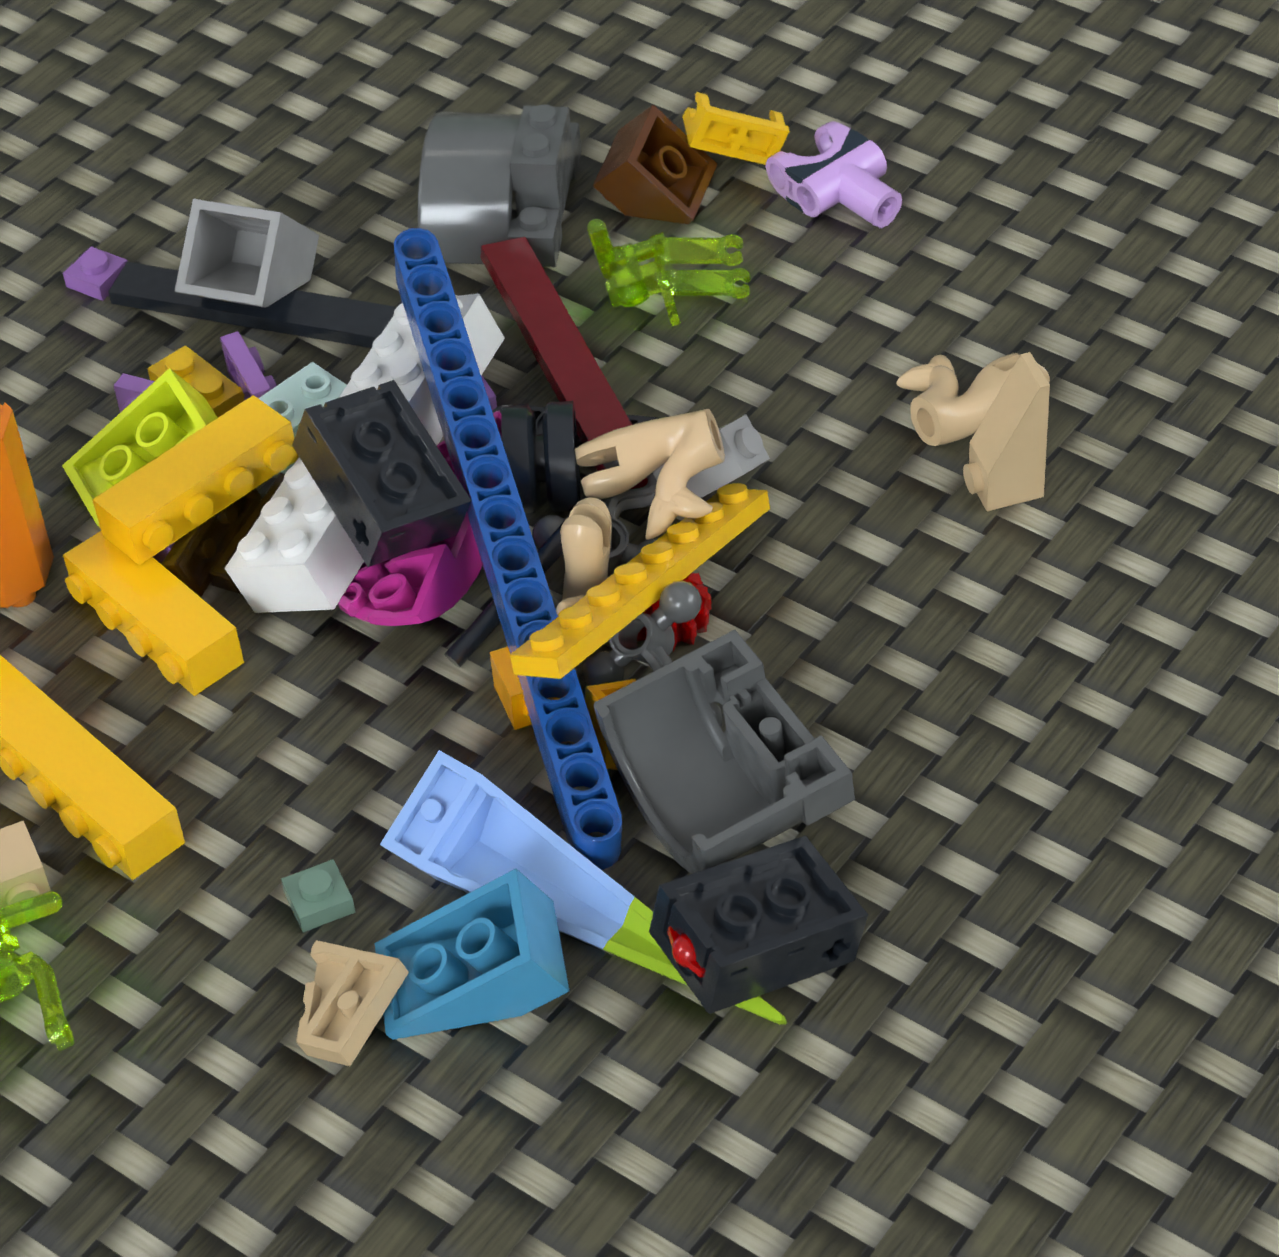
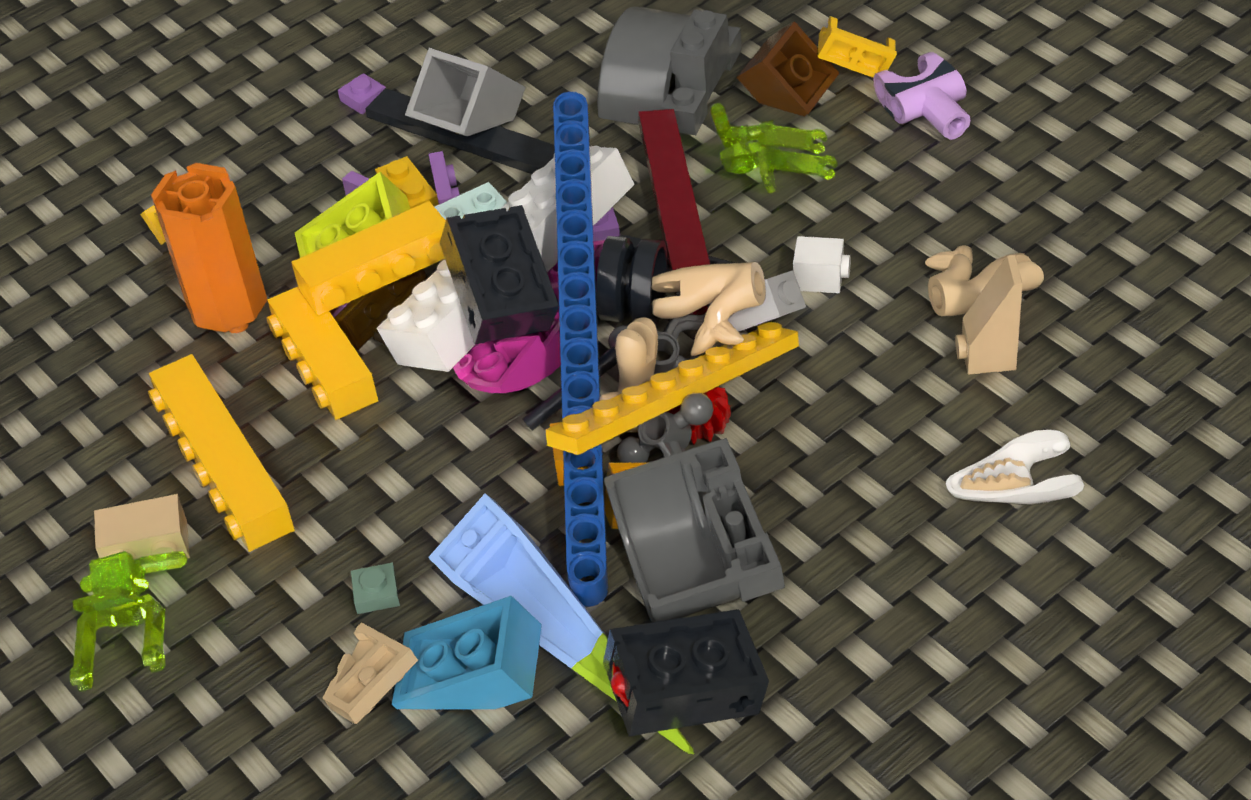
camera: 15 degrees right, 0 degrees up
(771, 401) = (820, 264): none -> white brick
(1070, 624) = (1007, 476): none -> white animal

